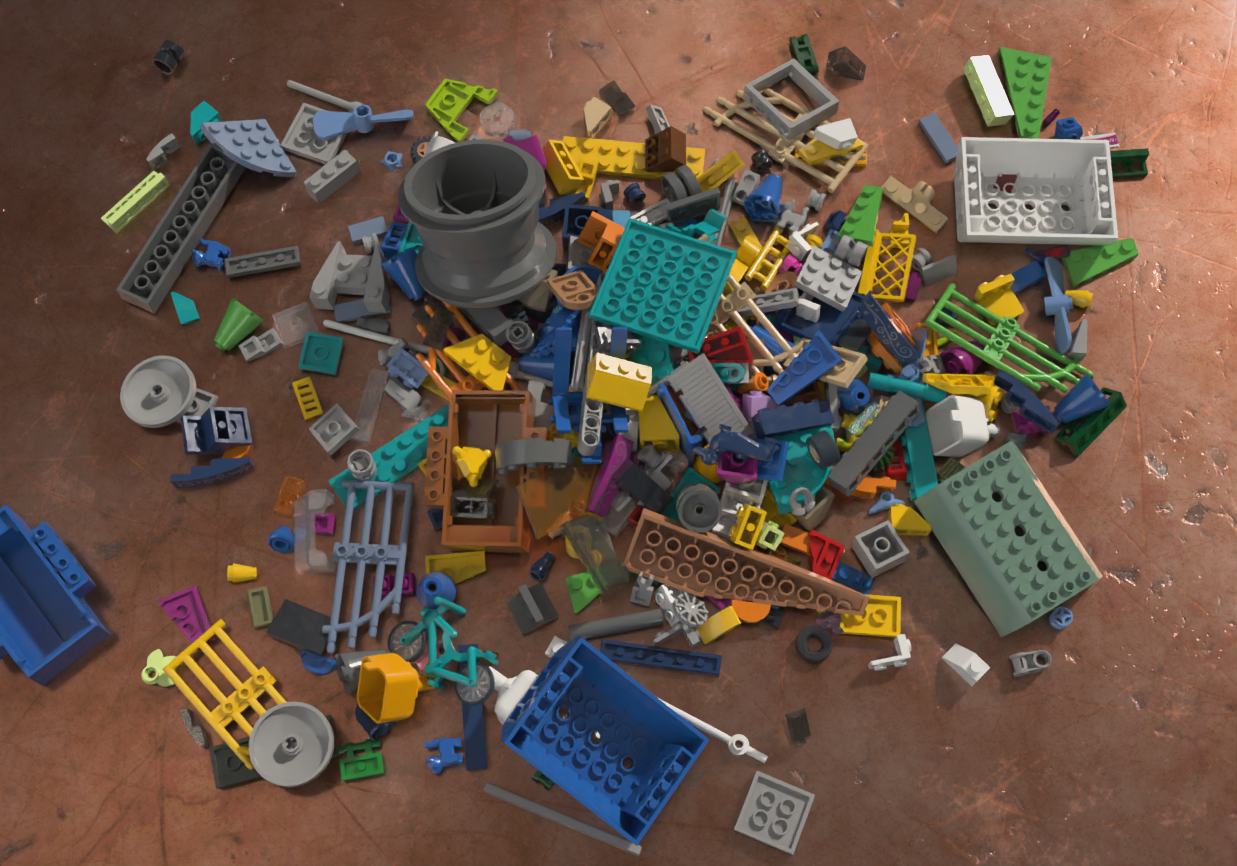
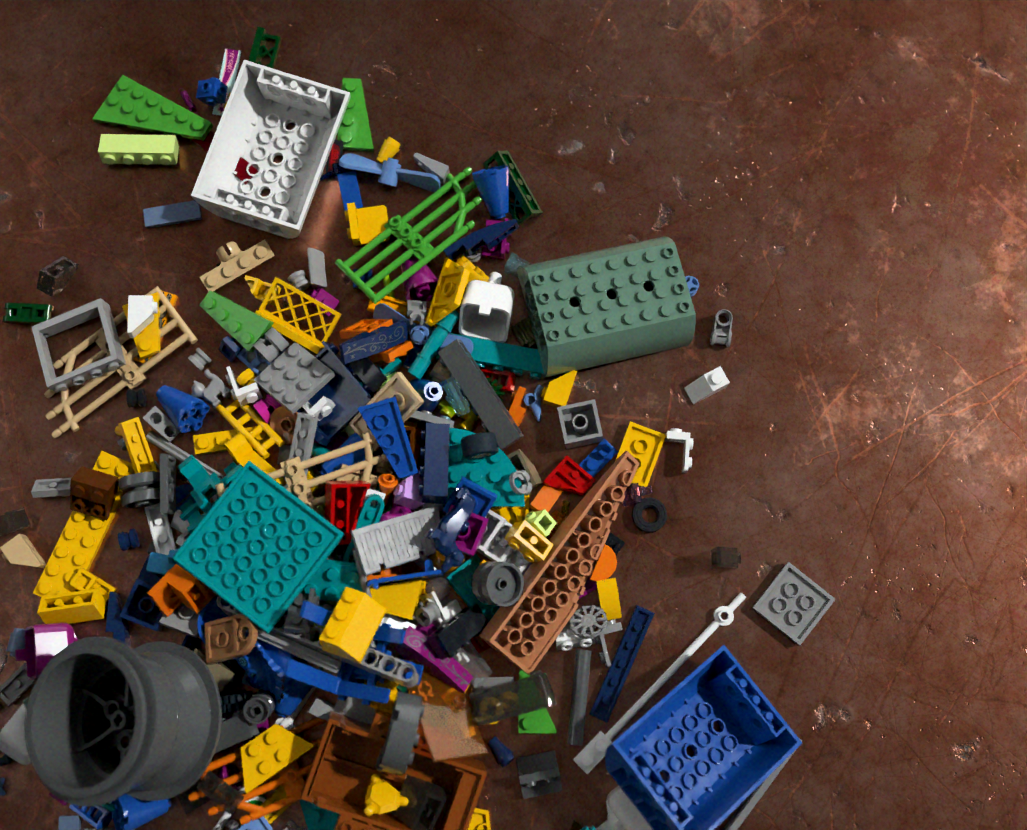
camera: 75 degrees left, 10 degrees up
(607, 189) = (121, 570): light grey bracket -> none
(642, 590) = (554, 661): light grey plate -> none

